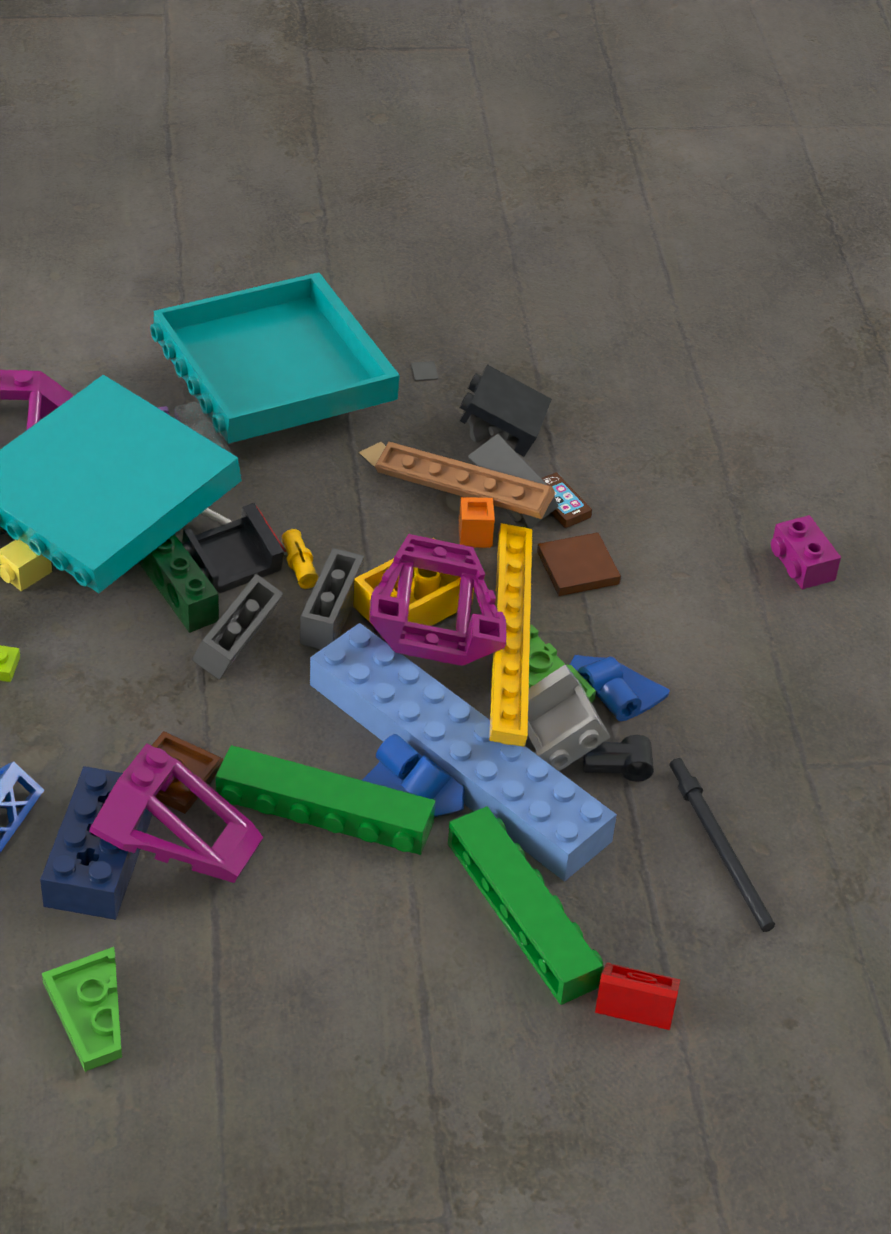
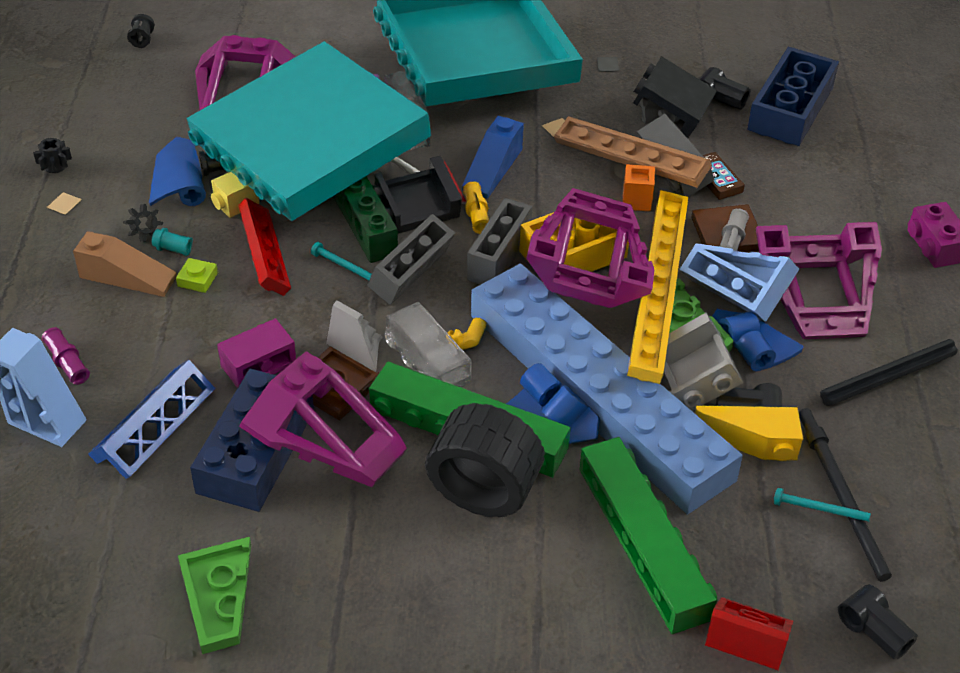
camera: 10 degrees right, 0 degrees up
(69, 623) = (264, 247): none -> red plate
(90, 742) = (255, 351): none -> magenta brick
(129, 621) = (317, 249): none -> teal piece
(188, 719) = (353, 335): none -> light grey slope
(269, 723) = (427, 345): none -> clear brick
(312, 494) = (496, 154): none -> blue slope
(313, 711) = (472, 336): none -> yellow arm
(352, 844) = (485, 460): none -> black tyre
(563, 396) = (727, 90): none -> black piece
(585, 568) = (734, 231): none -> light grey axle
(598, 620) = (742, 278): none -> light blue wedge
(628, 786) = (758, 431): none -> yellow slope
(636, 399) = (793, 96): none -> dark blue brick
(658, 854) = (780, 497): none -> teal piece
(679, 581) = (812, 251): none -> magenta windscreen
(755, 964) = (869, 612): none -> black piece
(760, 711) = (888, 372): none -> black axle

